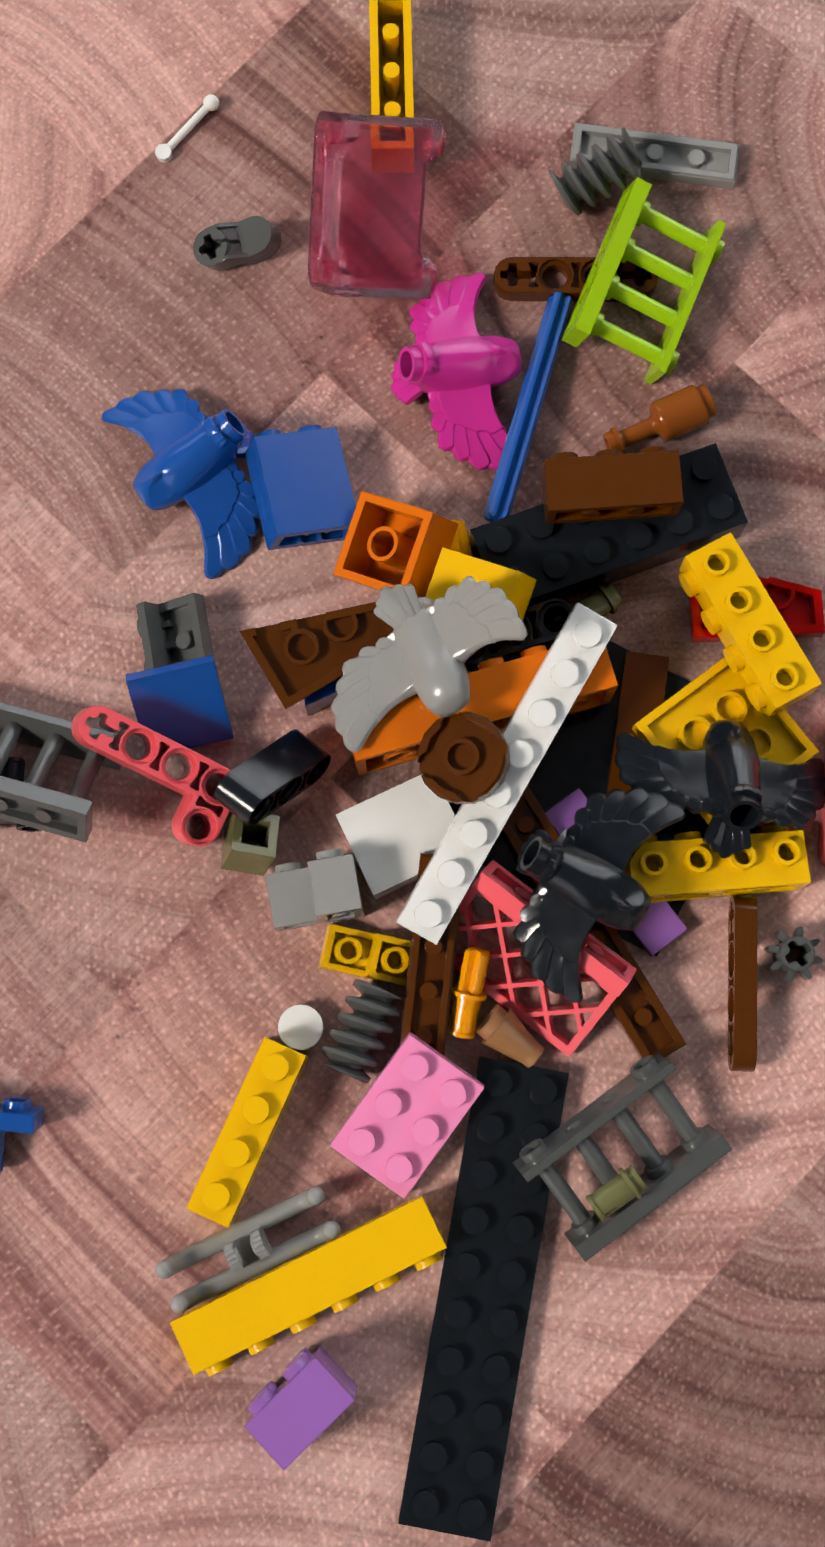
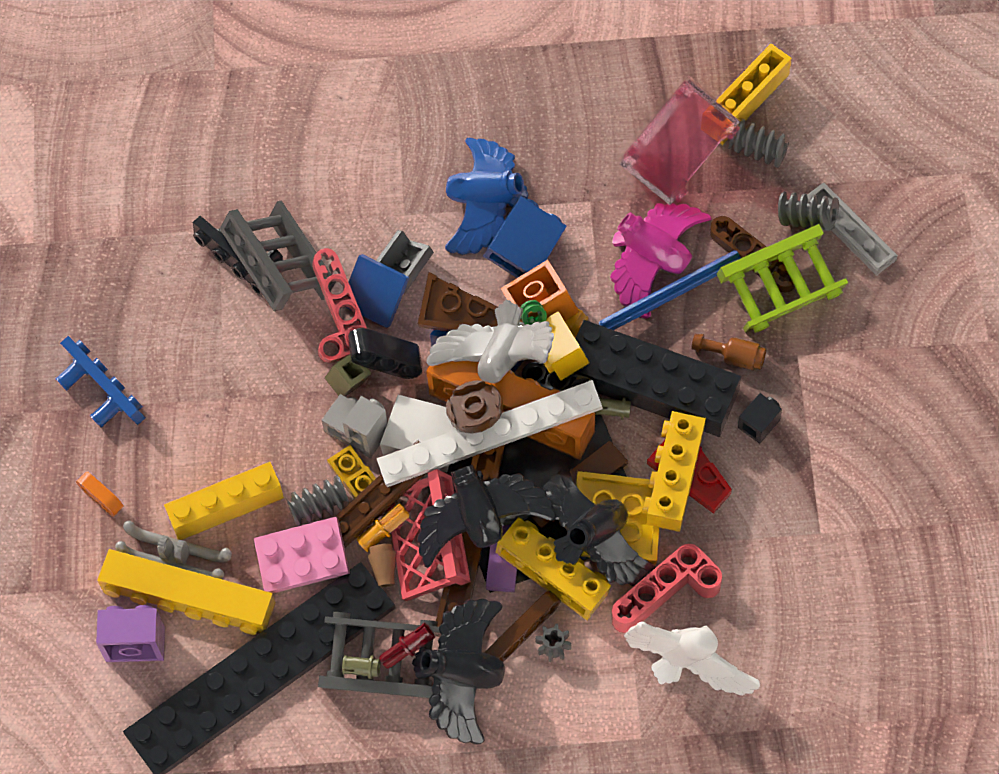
camera: 45 degrees right, 15 degrees down
(84, 1257) = (99, 494): none -> orange beam
(164, 151) = (610, 44): white hinge -> none
(237, 243) = (603, 110): dark grey piece -> none
(300, 1027) = (292, 479): white tile -> none
(429, 575) = (534, 306): none -> green bush
(471, 129) = (759, 144): none -> dark grey piece
(612, 485) = (665, 349): reddish brown brick -> none
(652, 1122) = (407, 646): none -> dark red axle
(728, 1084) = (460, 668): none -> black animal
(771, 474) = (760, 417): none -> black brick

